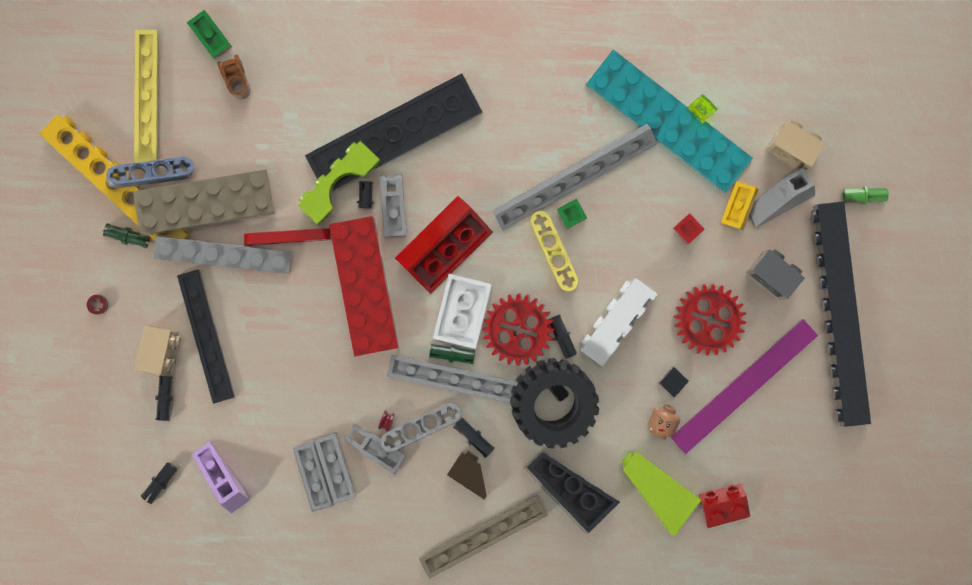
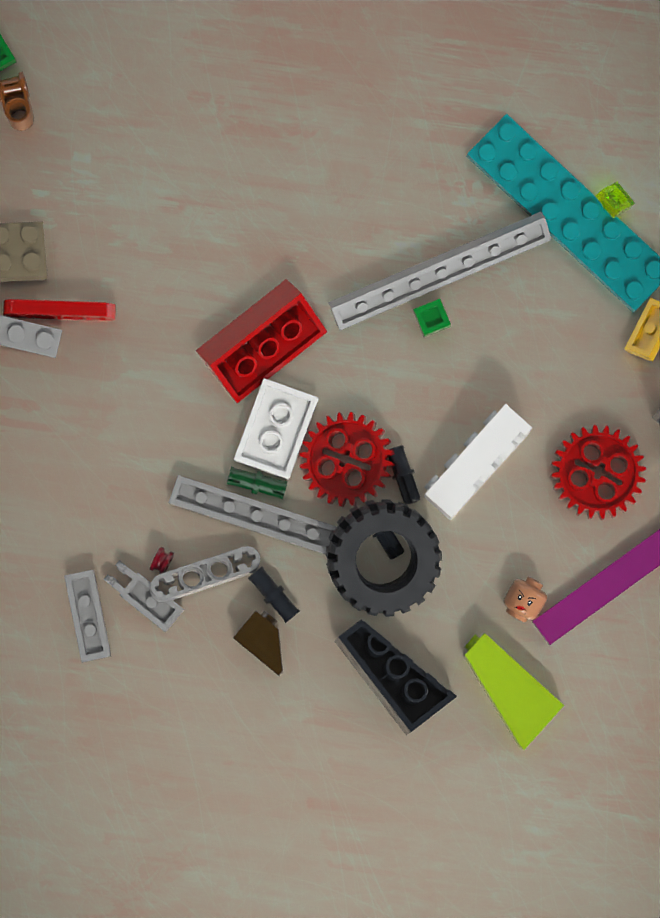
camera: 10 degrees right, 5 degrees down
(313, 476) = (58, 624): light grey tile -> none
(318, 202) = (160, 222): lime arch -> none
(364, 286) = (152, 383): red brick -> none
(365, 194) = (167, 267): black pin -> none
(393, 206) = (201, 285): light grey plate -> none
(403, 127) = (212, 193): black plate -> none
(483, 536) = (272, 726): dark tan plate -> none
(551, 252) = (400, 365): light yellow beam -> none
(673, 381) = (543, 549): black slope -> none
(688, 229) = (581, 352): red plate -> none
(724, 505) = (595, 718): red bracket -> none

